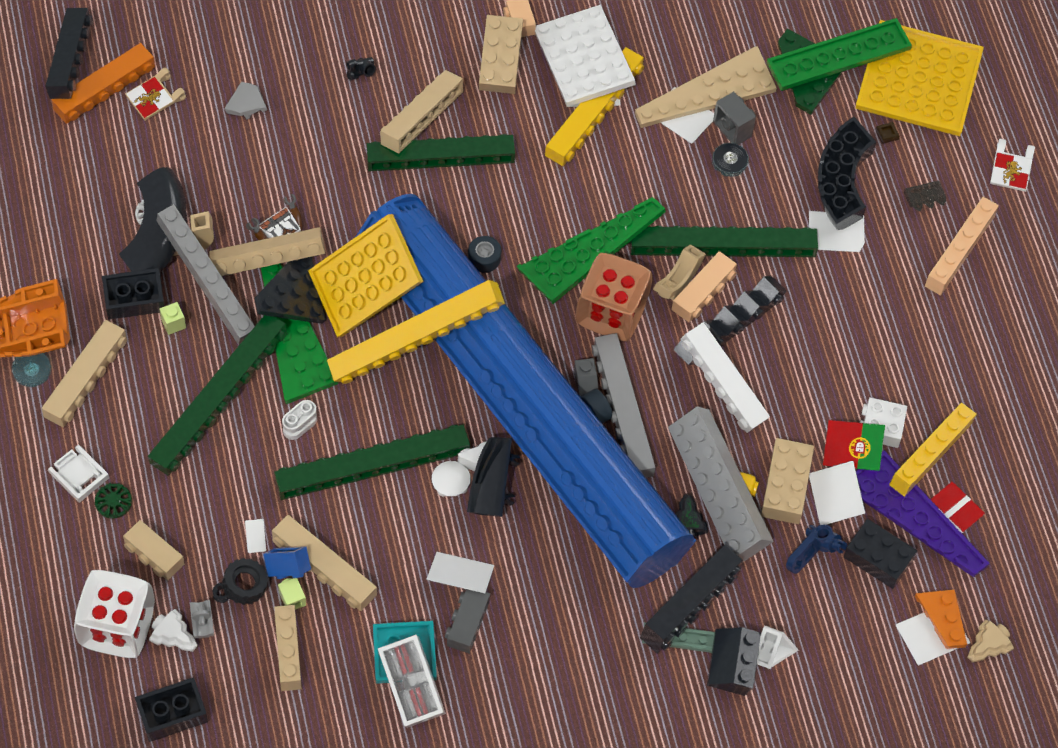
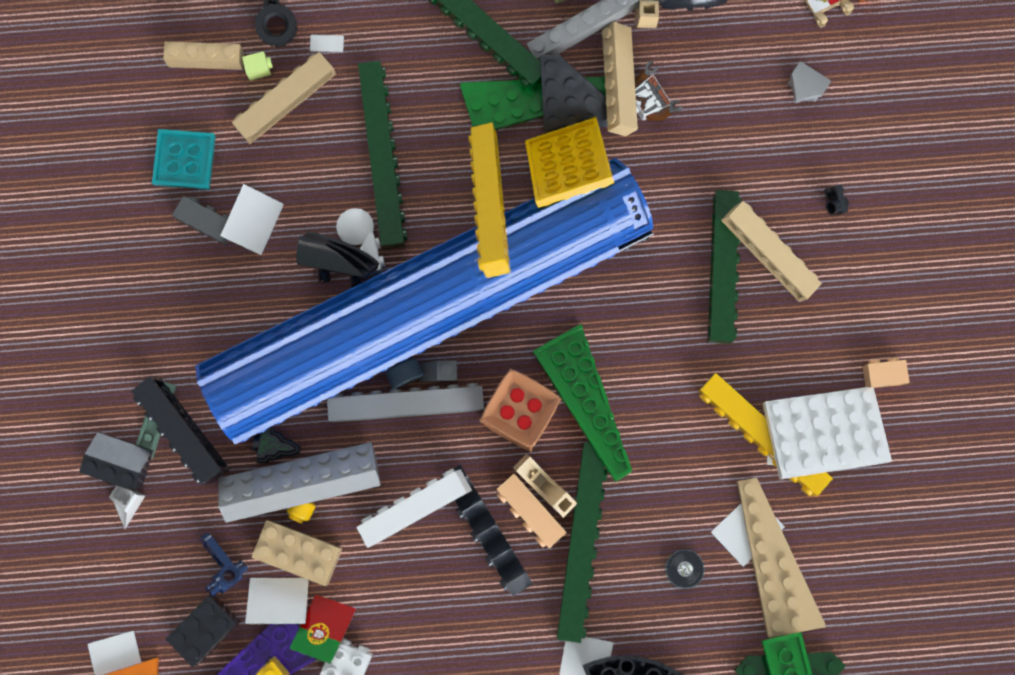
camera: 100 degrees right, 20 degrees up
(287, 562) = (283, 60): blue brick -> none
(299, 419) = (435, 92): white brick -> none
(411, 681) = (143, 156): clear brick -> none
(485, 253) = (602, 289): black wheel -> none
(500, 54) = (835, 343): tan brick -> none
(734, 118) = (728, 581): dark grey brick -> none

